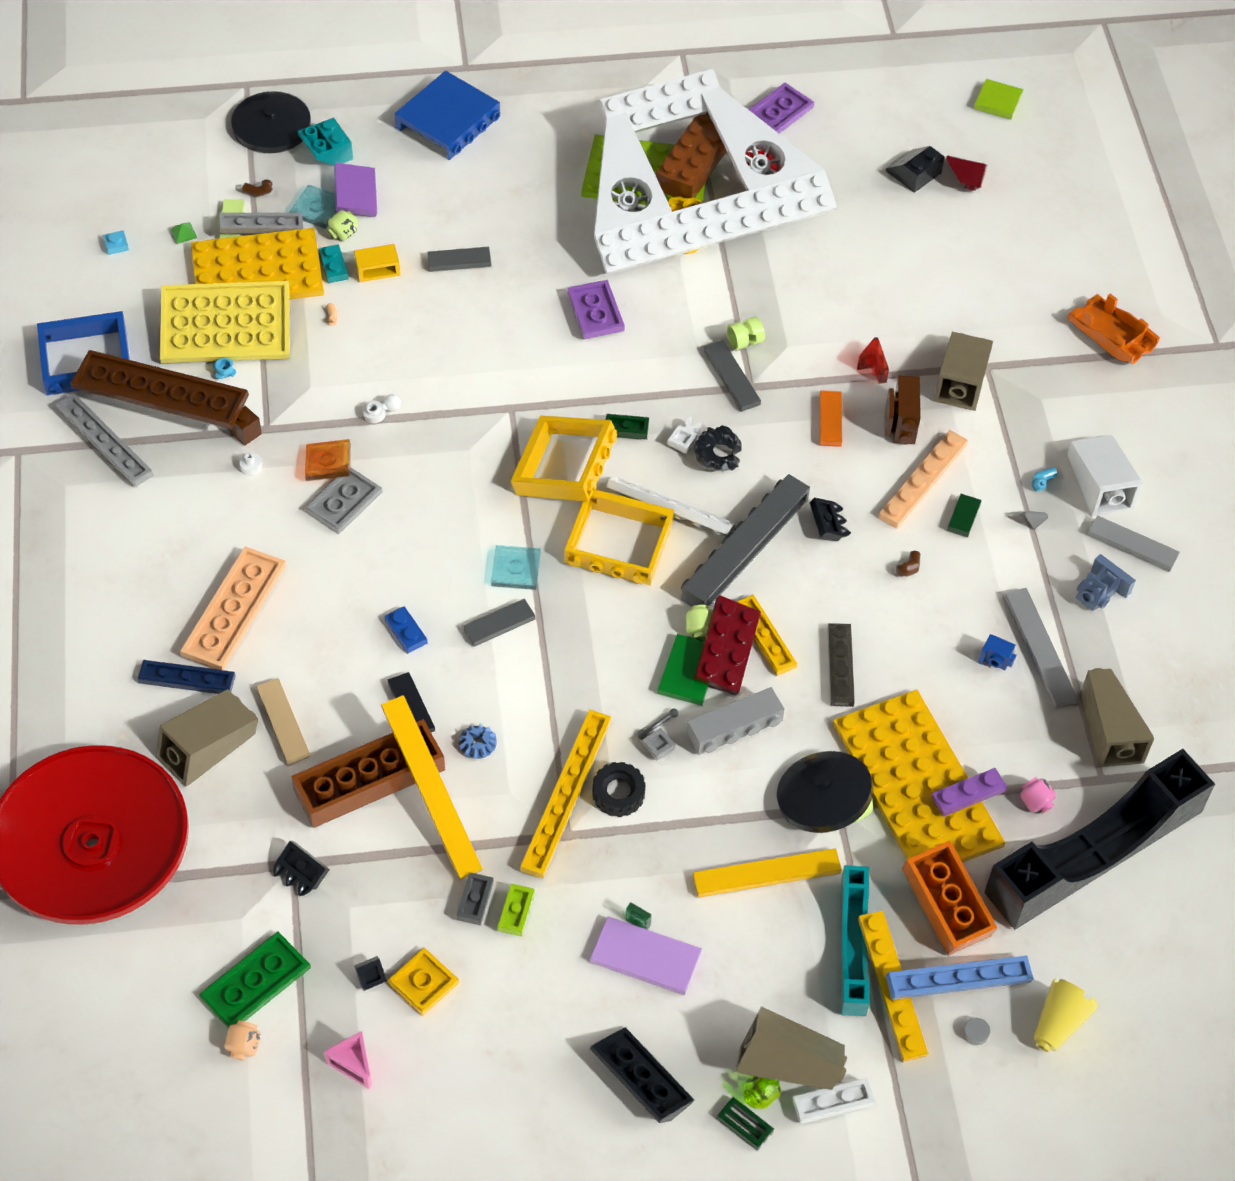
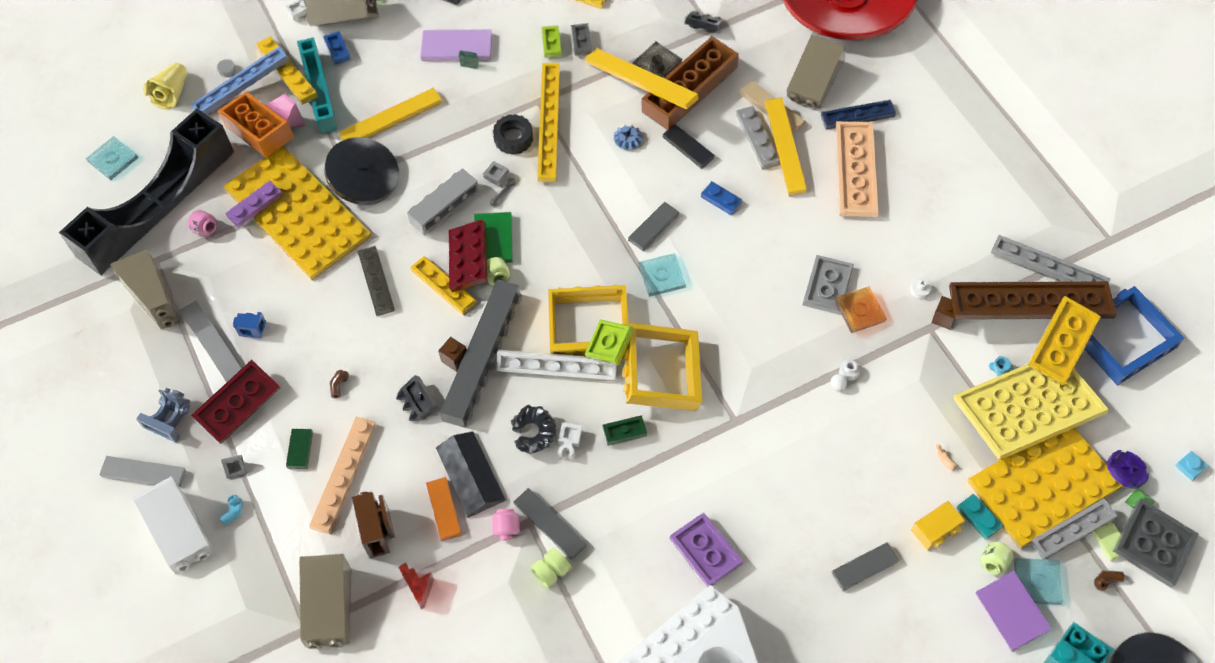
camera: 165 degrees right, 5 degrees up
(157, 344) = (1064, 340): none -> yellow tile
(177, 251) = (1127, 469): none -> dark purple tile
(199, 194) = (1156, 542): none -> dark grey plate
(298, 661) = (785, 146): none -> yellow tile
(322, 689) = (757, 137): none -> light grey plate
(397, 809) = (658, 60): none -> clear smoke slope
(610, 482) = (609, 342): none -> lime tile
(774, 381) = (505, 524): none -> bright pink head
(777, 547) = (452, 353): none -> reddish brown brick
(794, 440) = (470, 473): none -> black slope
(813, 1004) = (337, 47): none -> blue plate
(906, 907) = (288, 110): none -> bright pink slope
(1024, 572) = (235, 401): none -> dark red plate
(1149, 939) = (112, 158): none -> clear light blue tile

